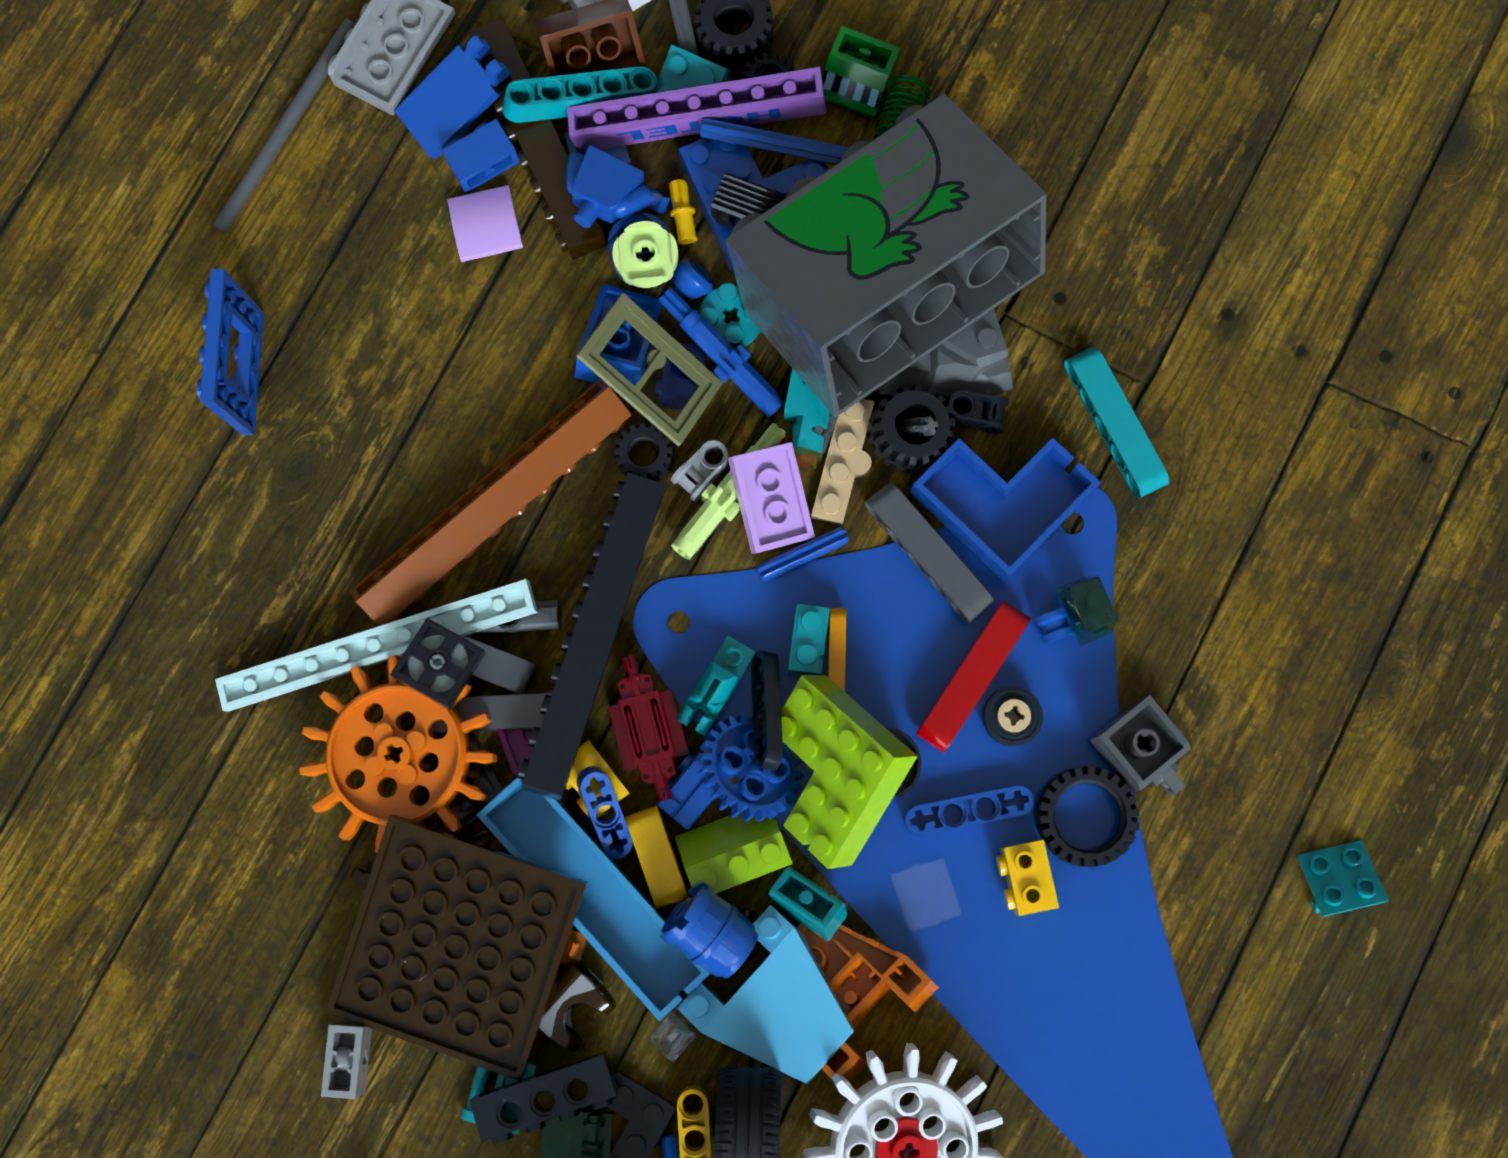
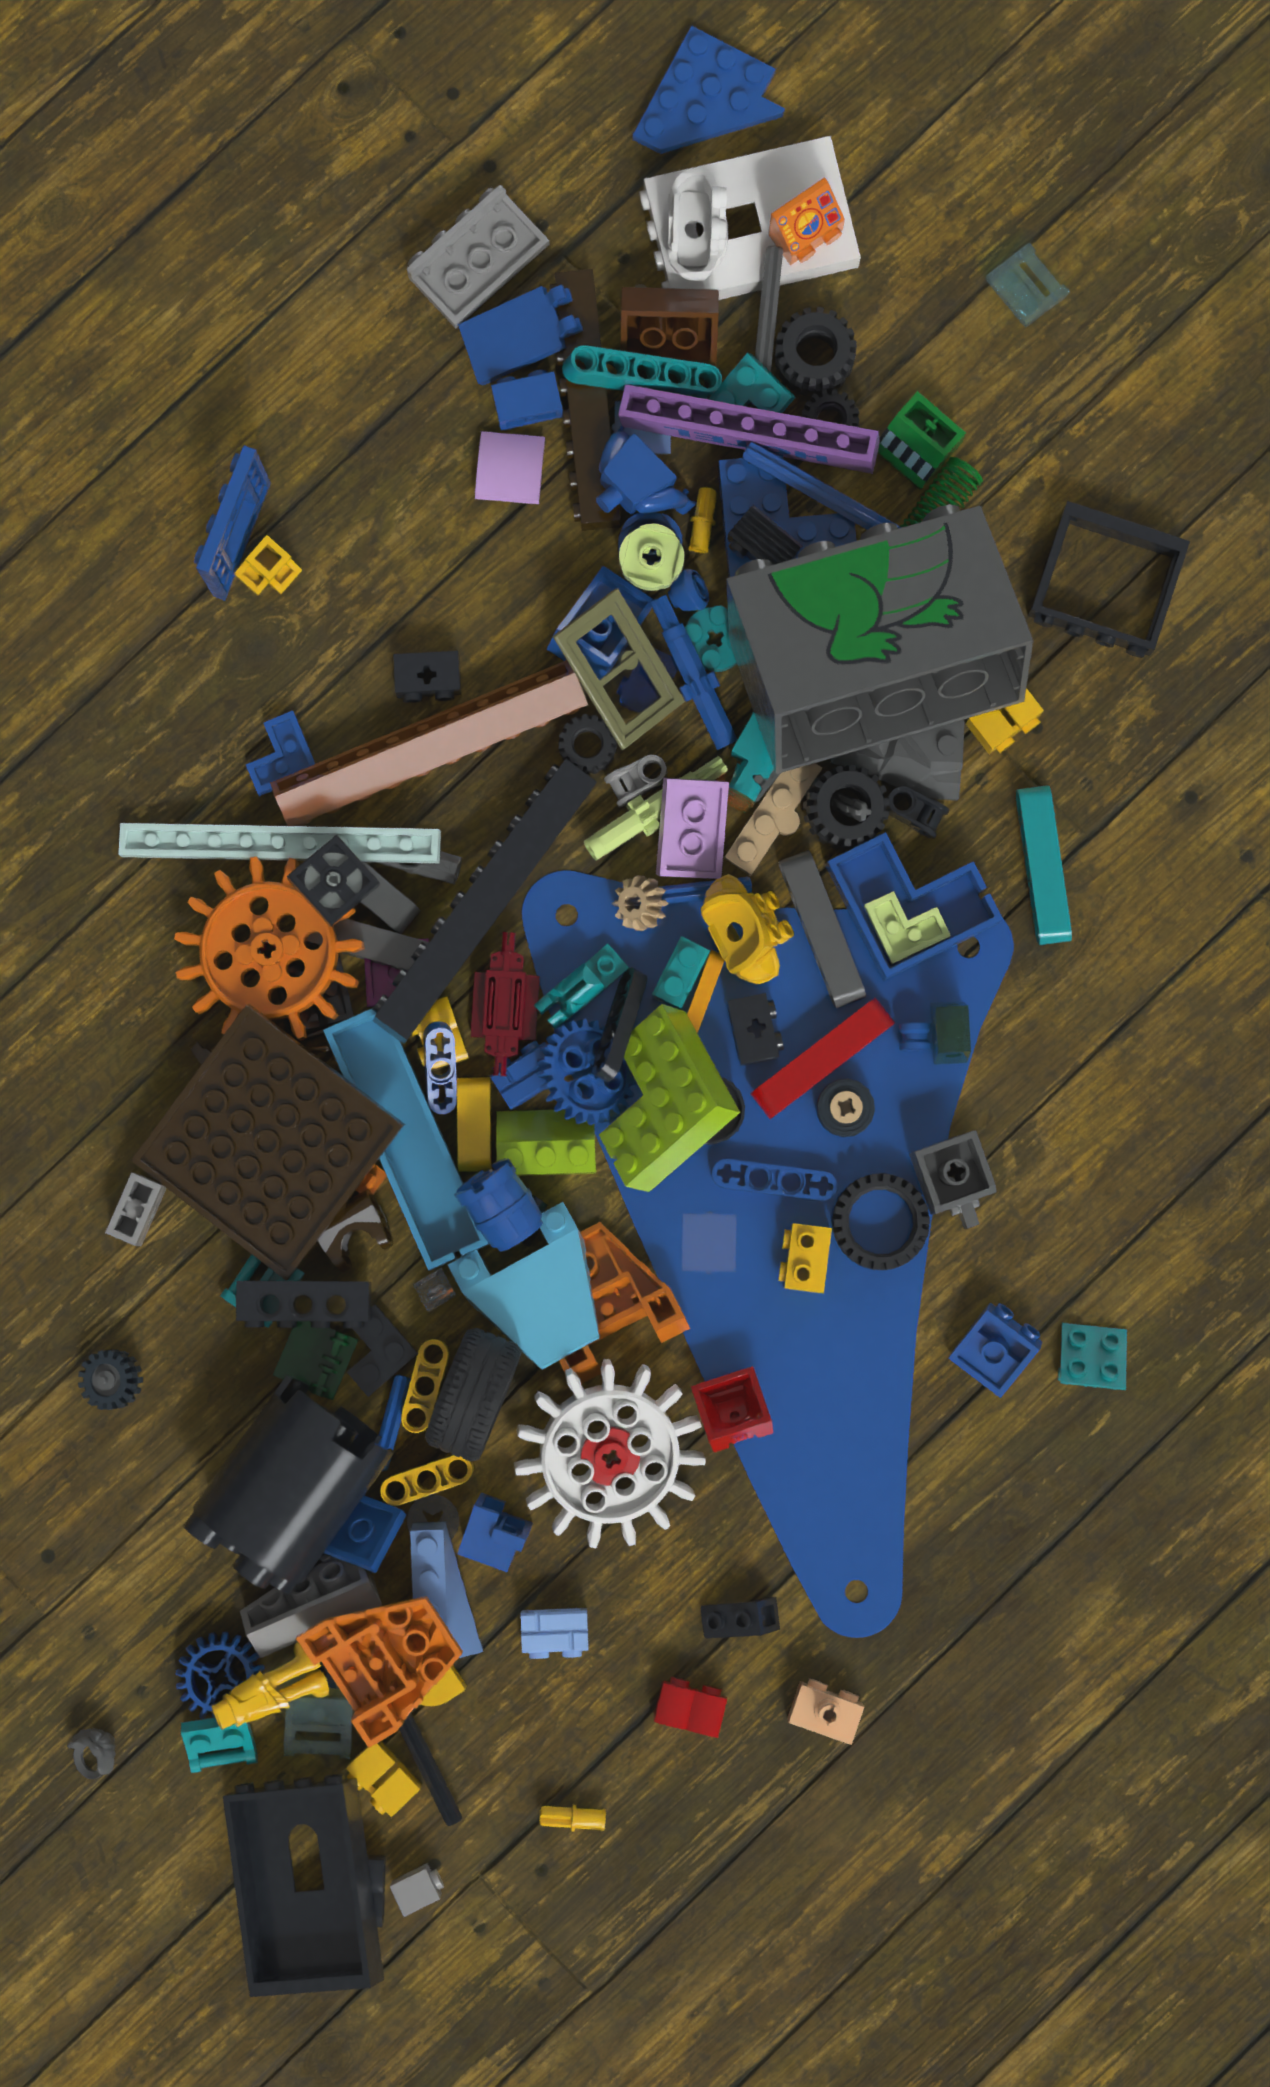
camera: 15 degrees right, 5 degrees up
(281, 131) = (348, 303): dark grey piece -> none
(283, 387) = (266, 566): none -> yellow brick
(360, 558) = (289, 756): none -> blue plate
(452, 440) = (411, 667): none -> black brick
(757, 588) = (636, 891): none -> tan gear
(808, 903) = (597, 1212): teal brick -> none
(874, 598) = (754, 954): none -> yellow piece
(881, 661) = (741, 1014): none -> black brick
(1006, 532) = (903, 936): none -> yellowish green plate
(1011, 1056) = (732, 1408): none -> red brick
(1026, 307) = (998, 727): none -> yellow piece
(1086, 94) = (1126, 532): none -> black window
(1246, 903) = (996, 1348): none -> blue plate

